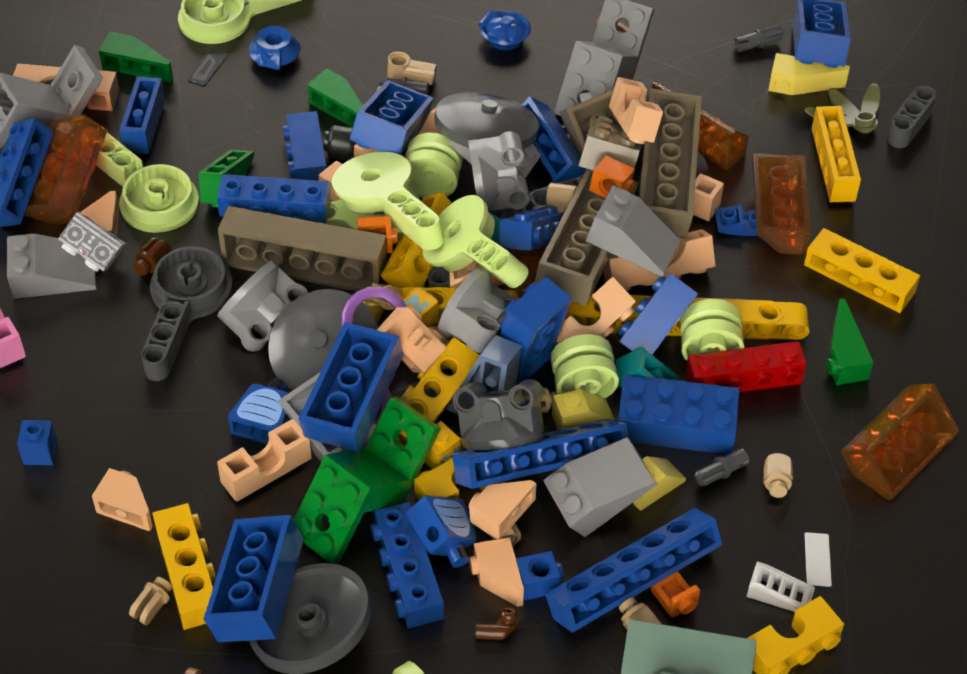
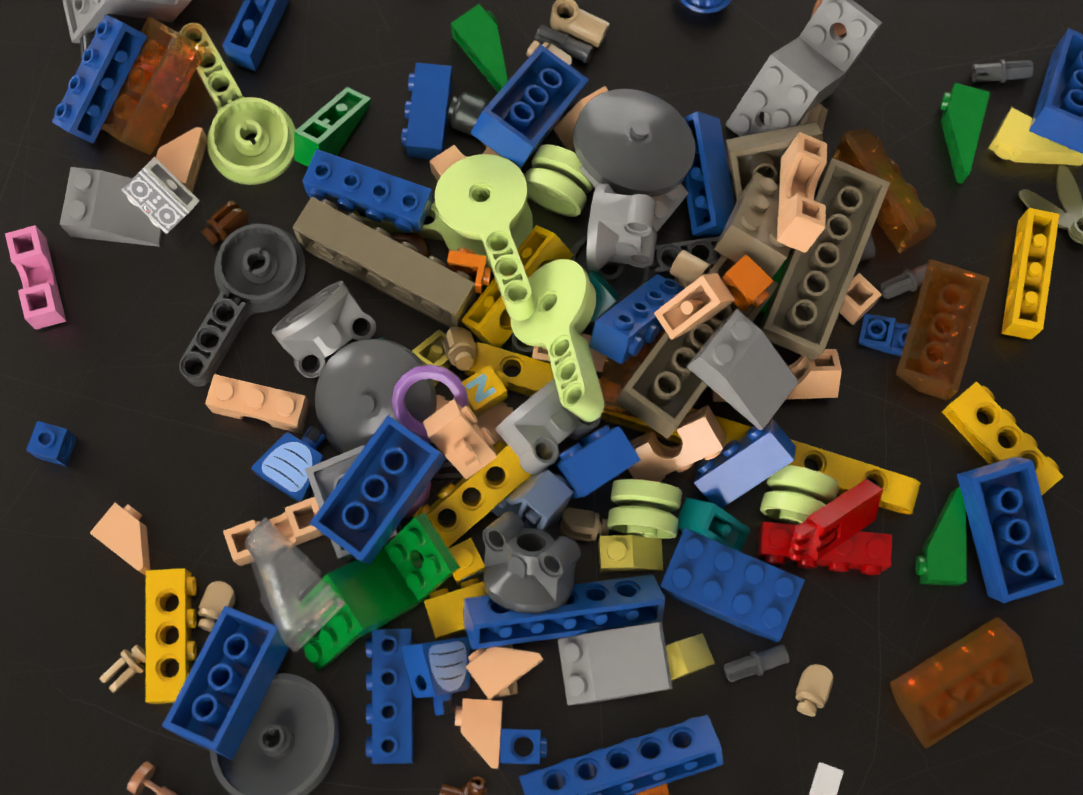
camera: 15 degrees right, 25 degrees up
(198, 370) = (242, 398): none -> light nougat arch
(219, 532) = (214, 599): none -> tan arm
(291, 467) = (290, 585): none -> clear windscreen
(577, 196) = (694, 305): none -> light nougat slope
(740, 182) = (904, 282): none -> dark grey axle
(742, 76) = (961, 124): none -> green slope
(764, 331) = (836, 521): none -> red hinge
(892, 315) = (1010, 529): none -> blue brick

